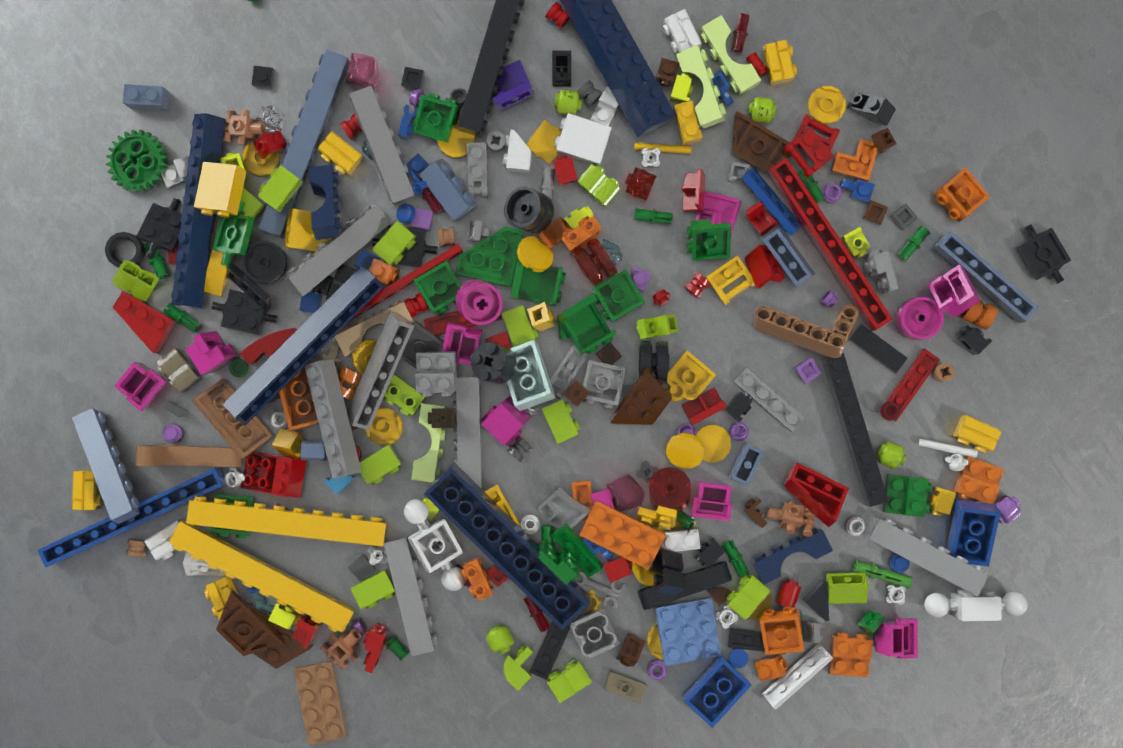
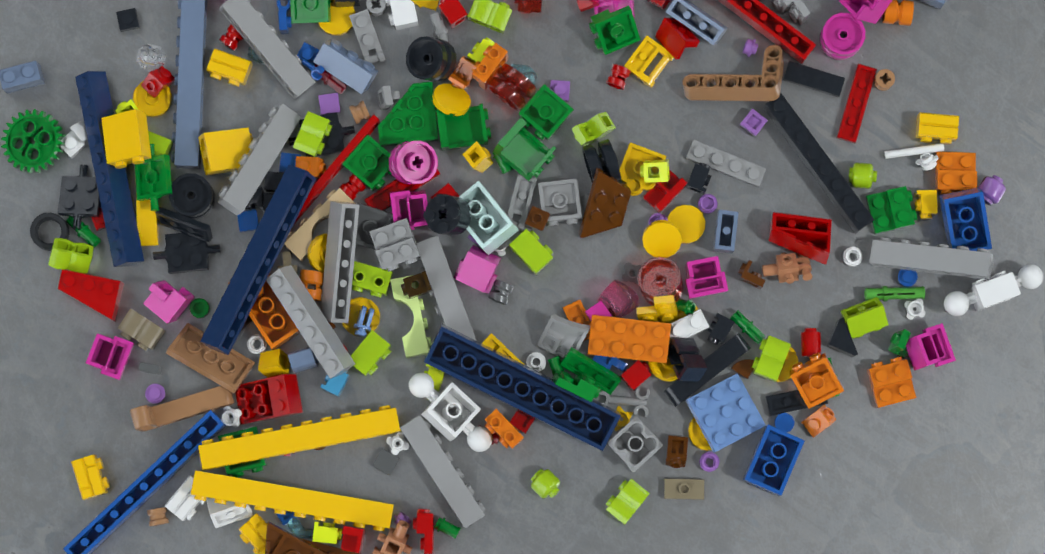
camera: 20 degrees left, 5 degrees down
(106, 465) = (103, 444): brick -> none
(182, 318) = (128, 278): green axle -> none
(241, 127) = (124, 74): nougat piece -> none
(266, 345) = (220, 275): red slope -> none
(279, 188) = (183, 118): lime brick -> none
(325, 219) = (237, 132): dark blue arch -> none
(373, 589) = (405, 477): lime brick -> none
(379, 440) = (366, 327): none -> medium blue arm
(405, 213) = (312, 103): blue tile -> none
(514, 671) = (568, 508): lime brick -> none
(519, 326) = (458, 173): lime brick -> none
(537, 615) = (572, 446): dark red axle -> none
(549, 651) = (597, 478): black tile -> none
(608, 354) = (555, 172): reddish brown tile -> none
(653, 216) = (552, 25): green axle -> none
(661, 298) = (588, 101): red plate -> none
(701, 392) = (649, 176): none -> neon yellow brick
(731, 616) = (764, 385): white plate -> none
(769, 565) = (817, 288): dark blue arch -> none
(797, 676) = (847, 420): white plate -> none
(811, 632) = (846, 372): light grey tile -> none
(895, 411) = (848, 128): dark red plate -> none
(973, 339) = (901, 39): black brick -> none

